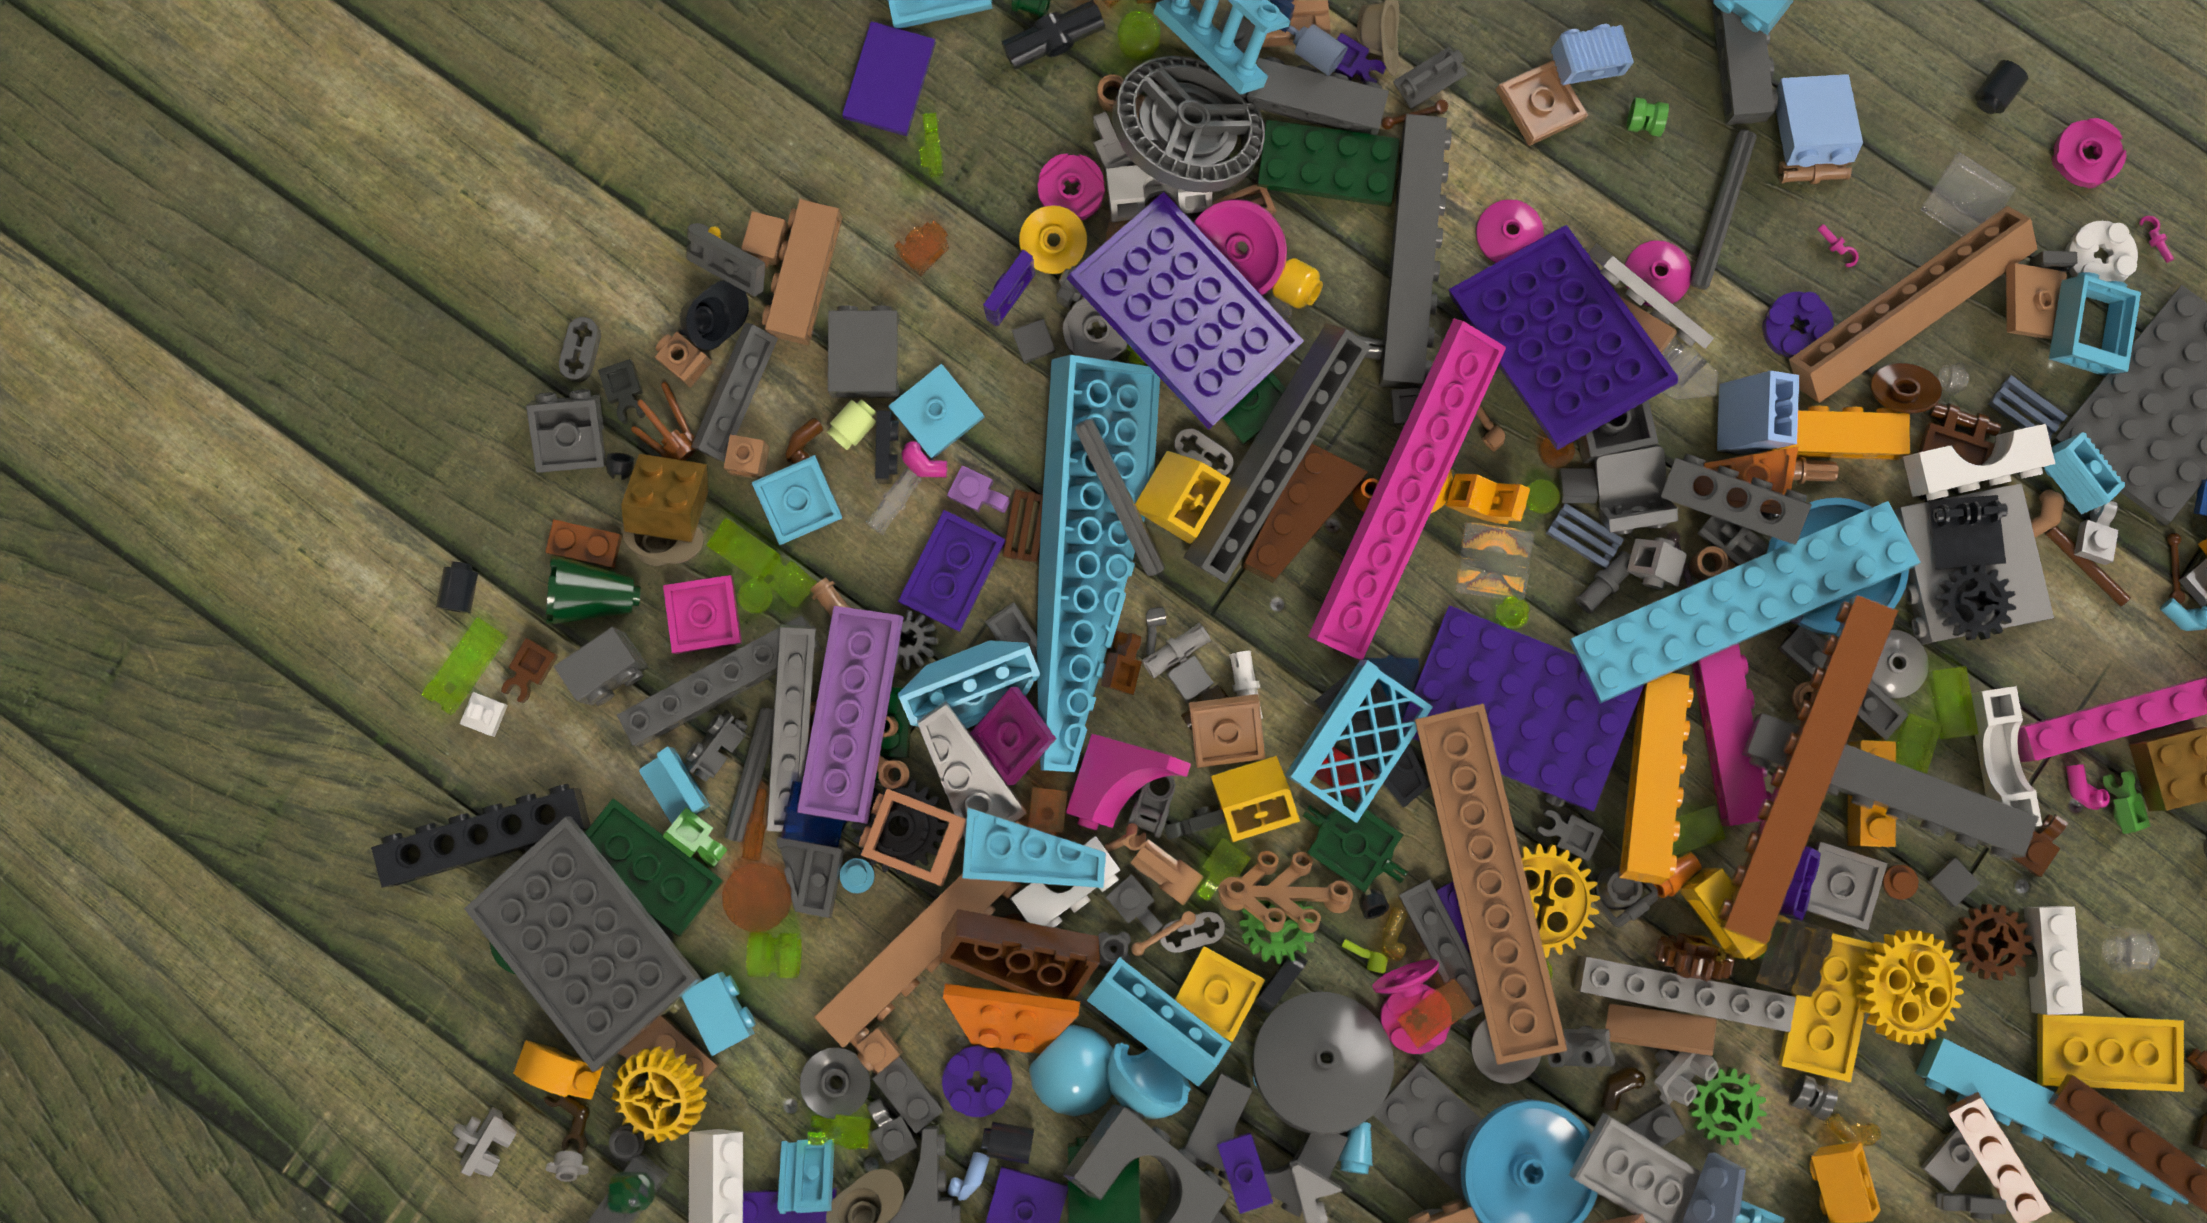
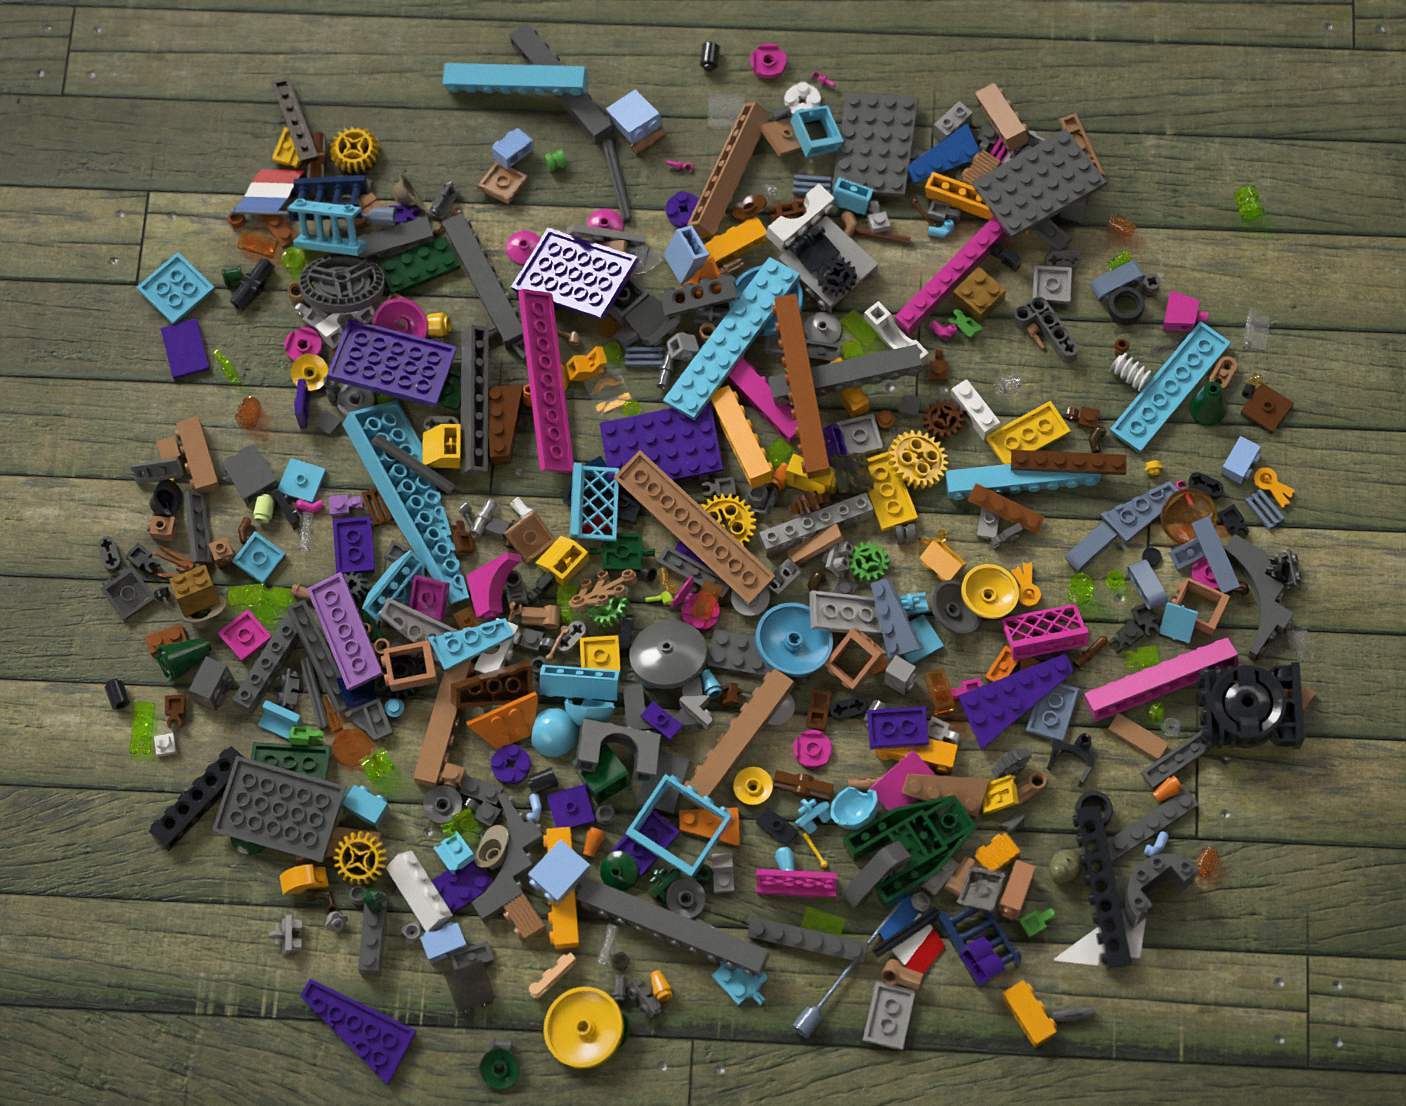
camera: 30 degrees left, 15 degrees down
(1377, 1187) = (729, 694): none -> reddish brown tile

